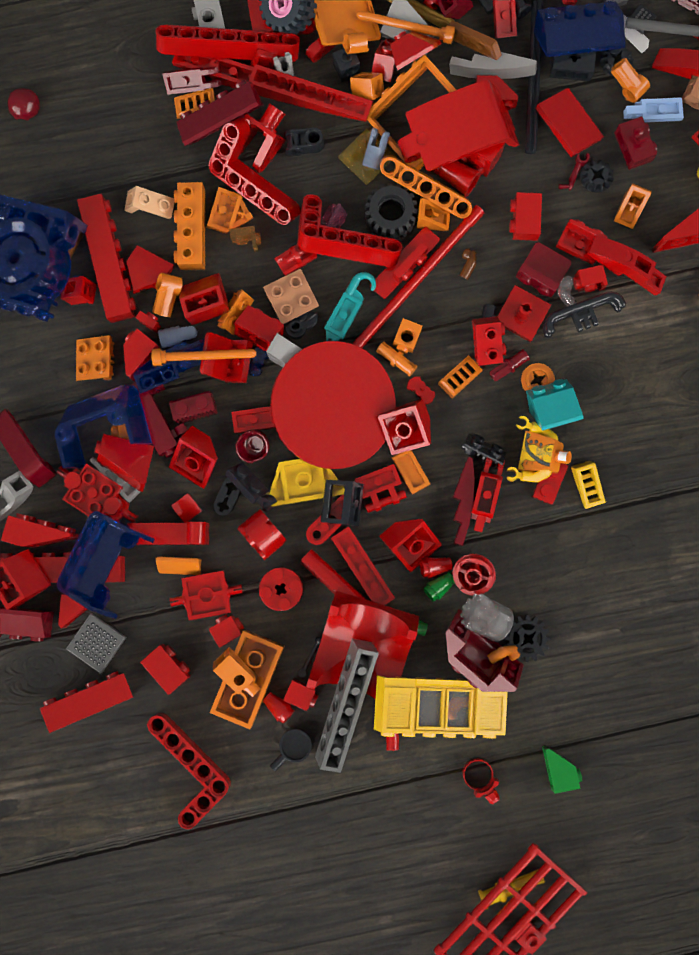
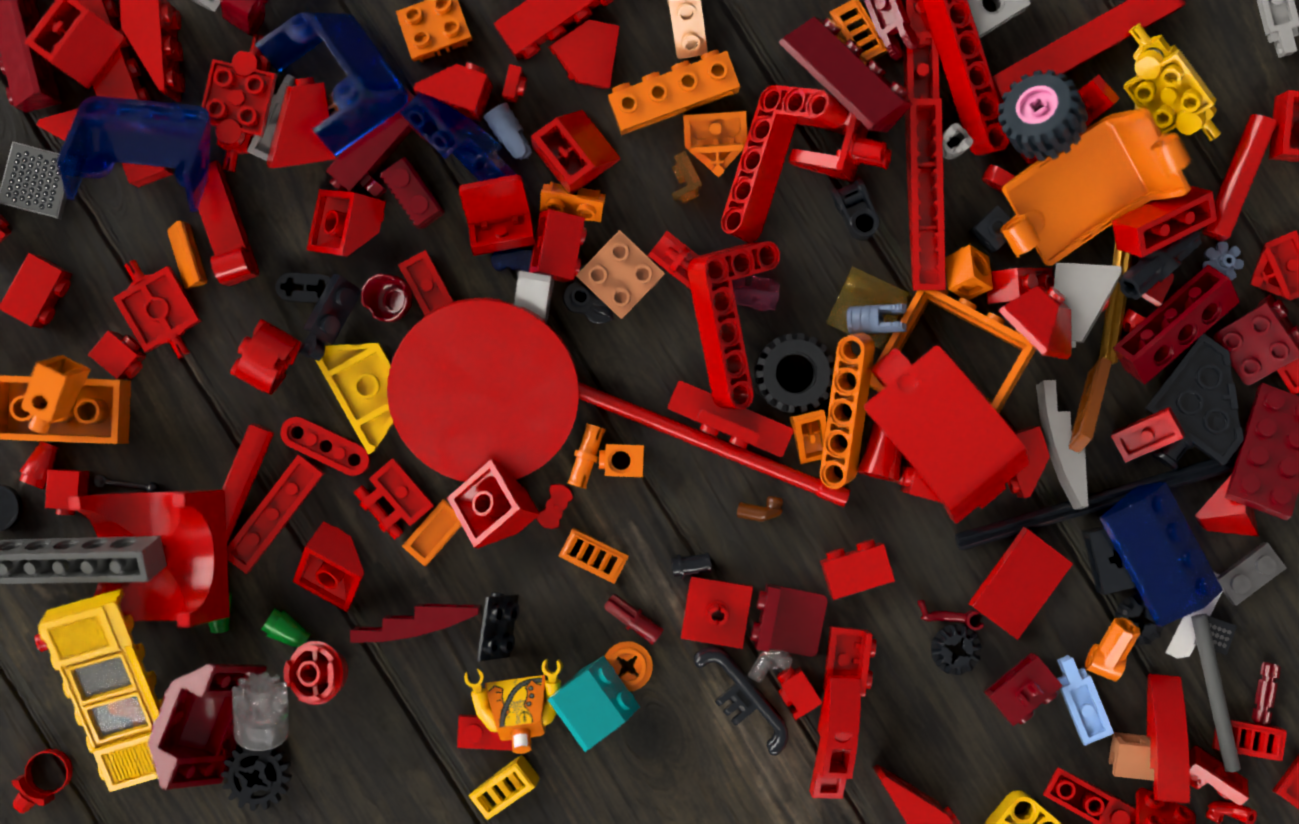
camera: 60 degrees right, 5 degrees up
(160, 357) = (457, 123): orange piece -> none
(167, 289) = (567, 94): orange piece -> none
(186, 508) = (269, 236): red slope -> none
(263, 59) = (954, 108): red tile -> none
(269, 592) = (183, 411): red brick -> none
(347, 308) = (633, 360): teal plate -> none
(351, 502) = (354, 466): black tile -> none
(434, 566) = (311, 613): red cone -> none
(445, 34) = (1082, 359): orange piece -> none
(486, 495) = (431, 652): red hinge -> none
(488, 340) = (654, 577): red brick -> none
(501, 652) = (220, 750): orange arm -> none
(632, 205) = (926, 715): orange slope -> none

